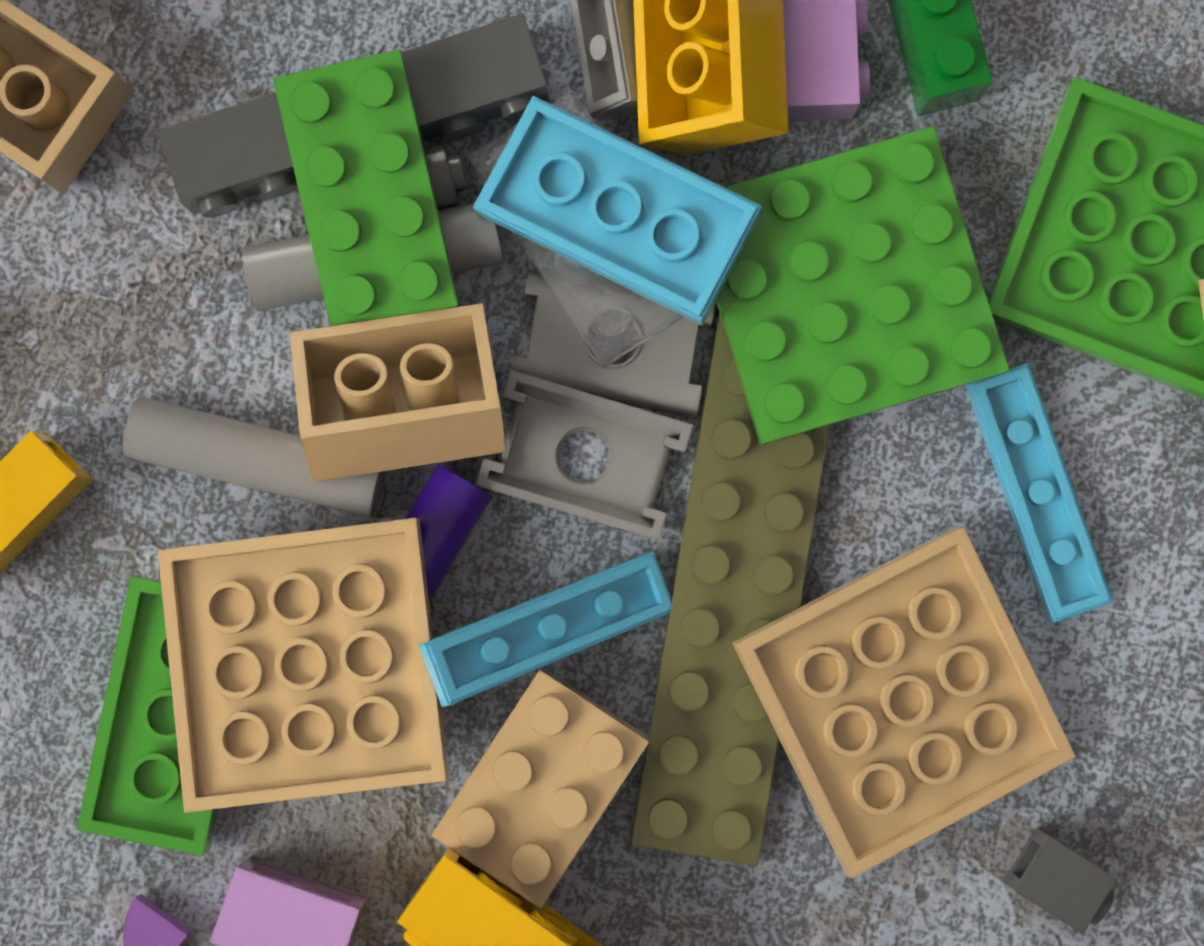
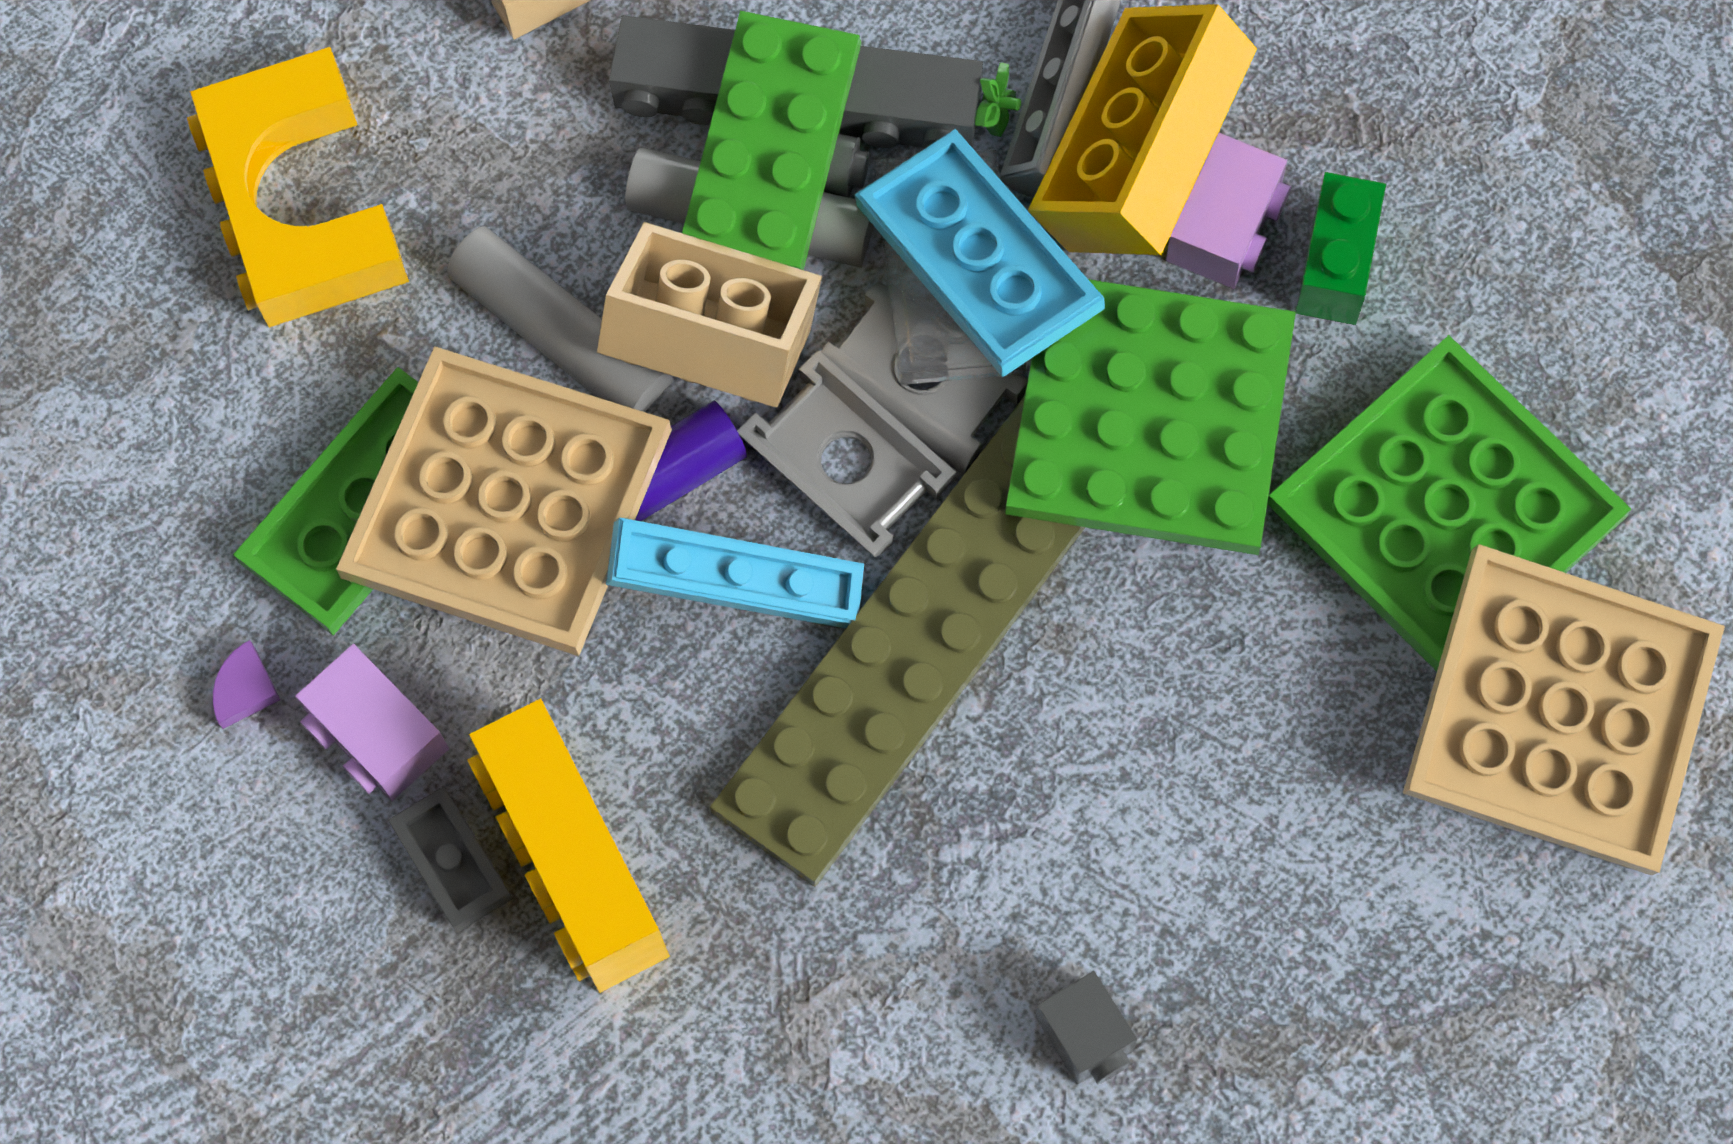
camera: 30 degrees right, 15 degrees down
(541, 787) = (658, 710): tan brick -> none
(552, 43) = (995, 101): none -> bright green plant
(904, 700) = (1022, 793): tan plate -> none
(1039, 494) = (1242, 683): medium azure tile -> none

